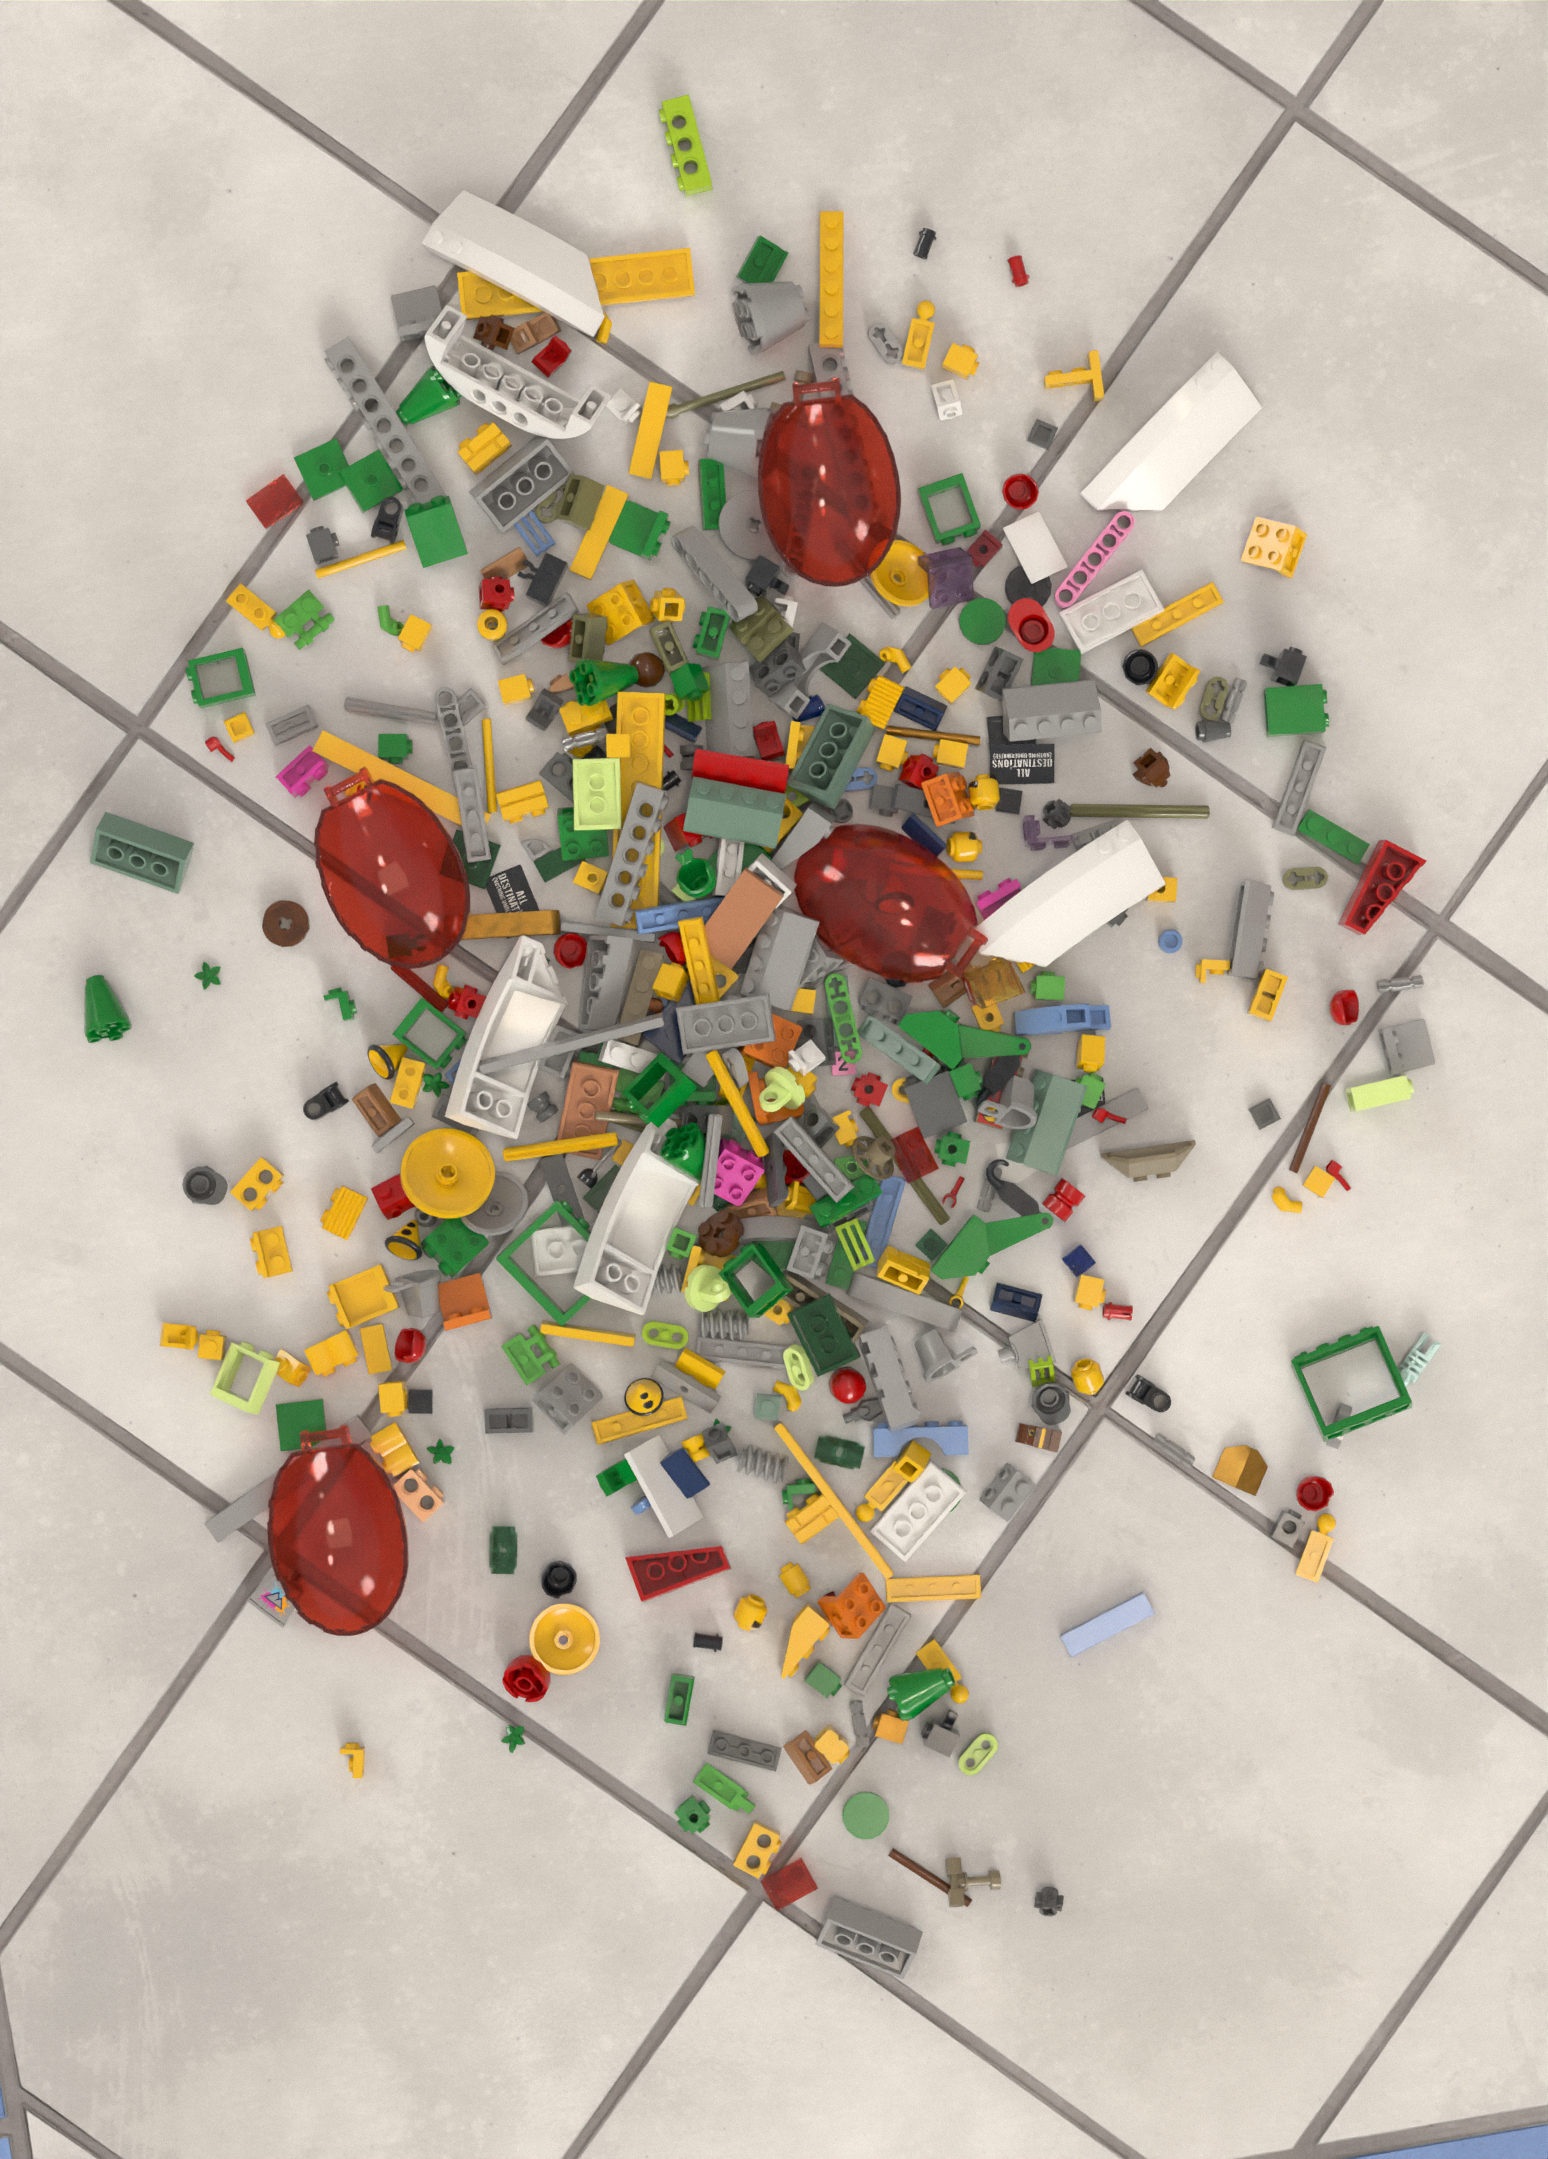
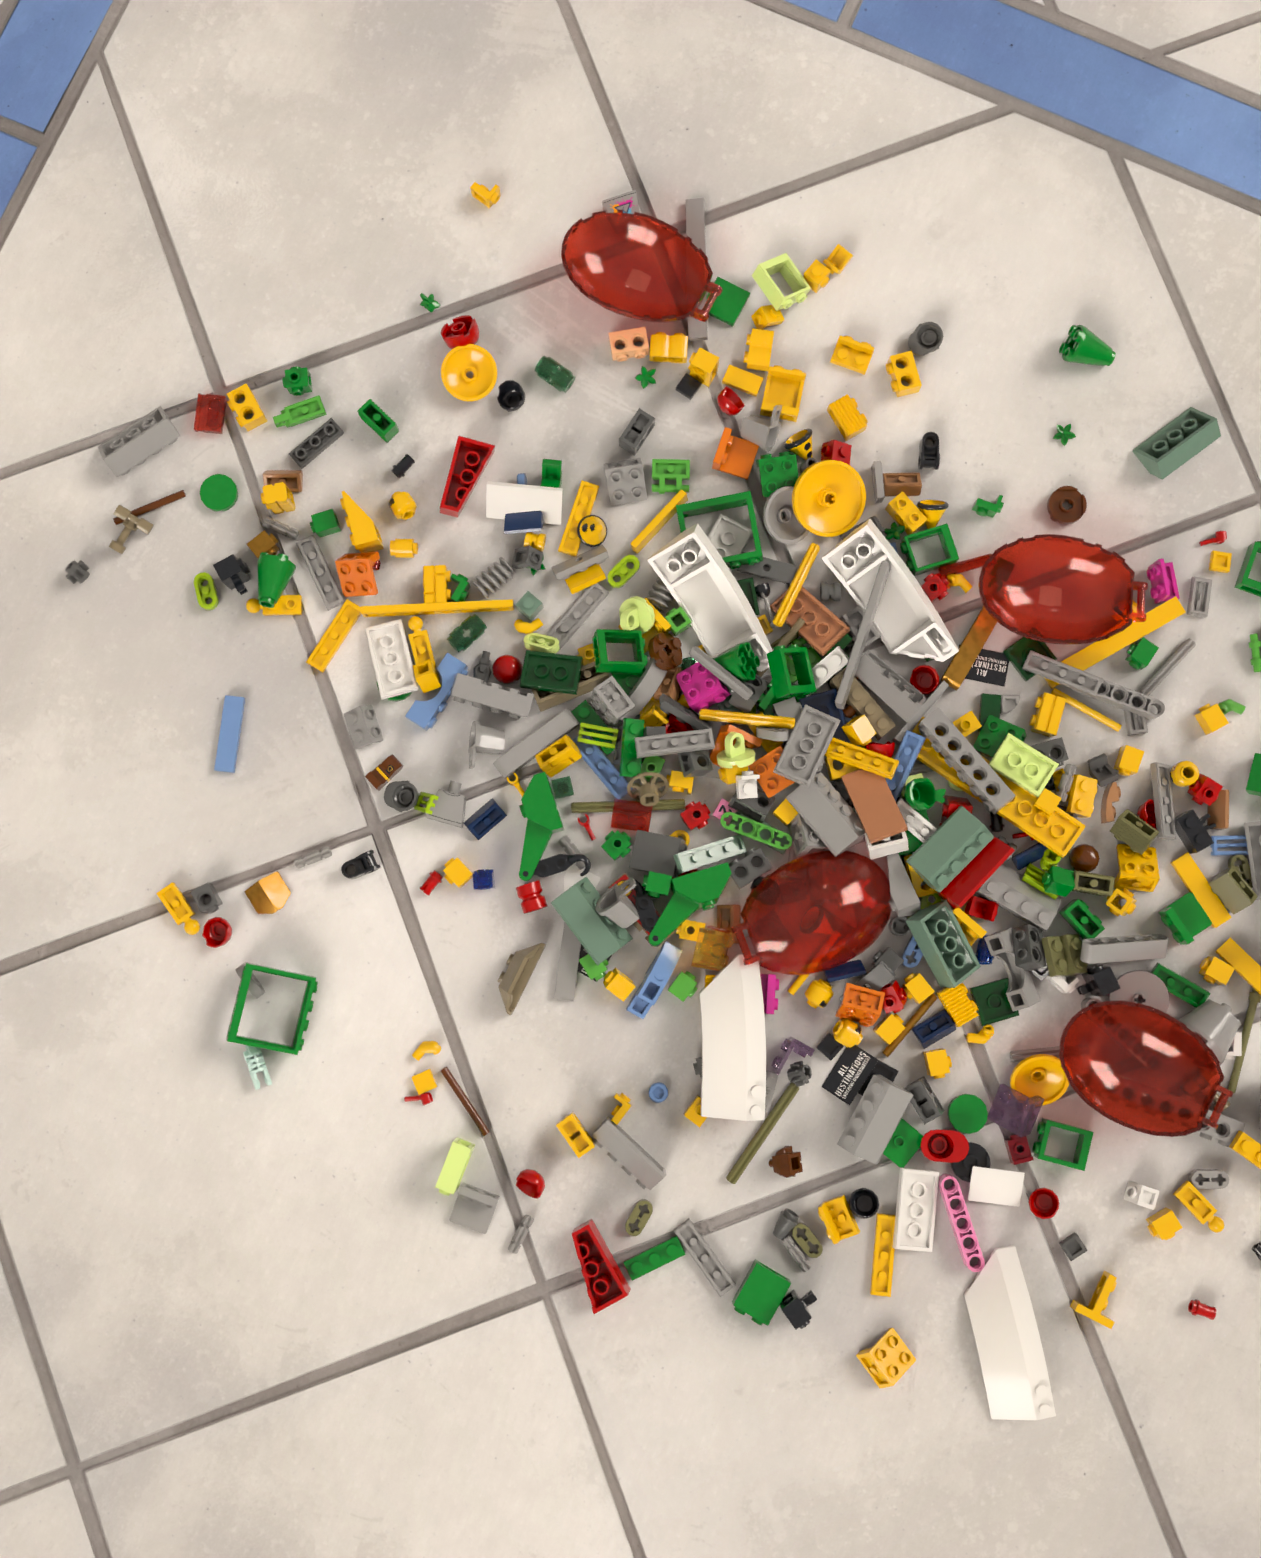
camera: 125 degrees right, 5 degrees down
(600, 680) = (1100, 821): green cone -> none
(725, 1324) = (603, 613): light grey piece -> none
(1087, 1376) = (402, 832): yellow head -> none
(1100, 1115) = (571, 961): red hand -> none
(1264, 1114) = (496, 1076): dark grey tile -> none

